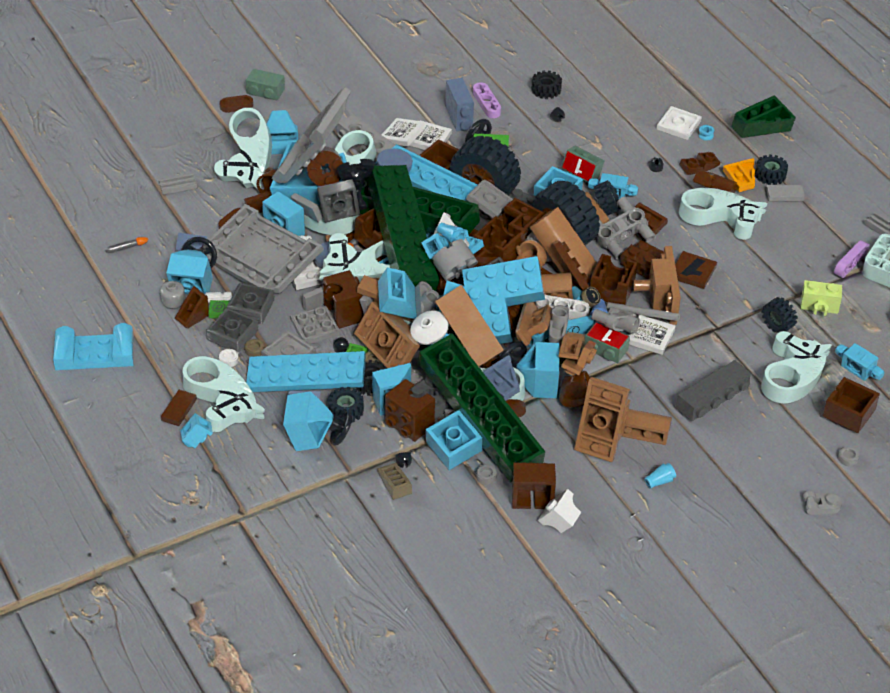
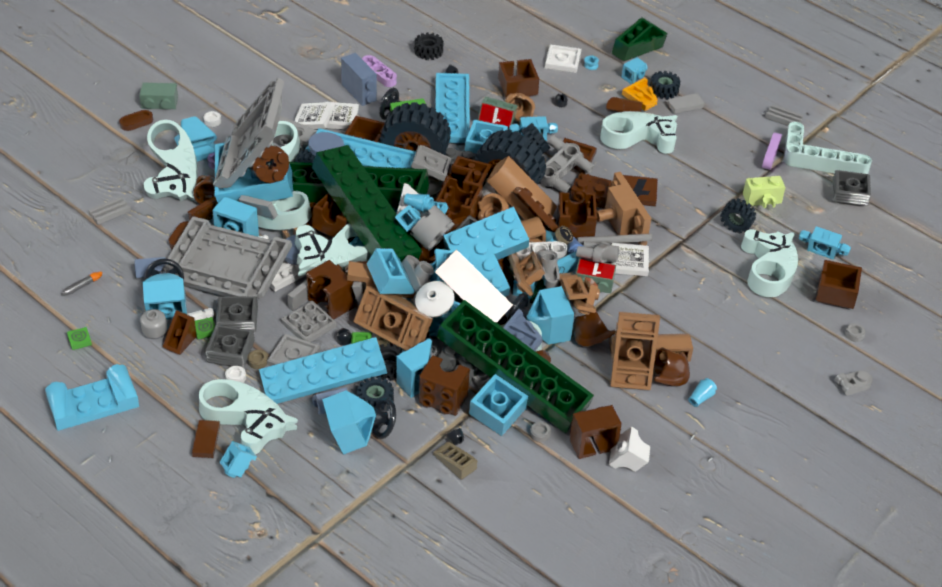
camera: 20 degrees left, 0 degrees up
(104, 293) = (79, 338): none -> bright green tile
(306, 116) = (212, 119): none -> white tile
(338, 200) = (291, 193): dark grey brick -> none
(358, 174) = (301, 165): black animal -> none
(543, 147) = (453, 103): none -> medium azure plate
(613, 161) = (525, 105): none -> medium nougat hair
(619, 141) = (524, 82): none -> reddish brown piece
(640, 446) = (674, 371): none -> reddish brown piece
(703, 162) = (600, 91): reddish brown slope -> none
(713, 390) = (712, 299): dark grey brick -> none
(745, 148) = (634, 70): none -> medium azure brick

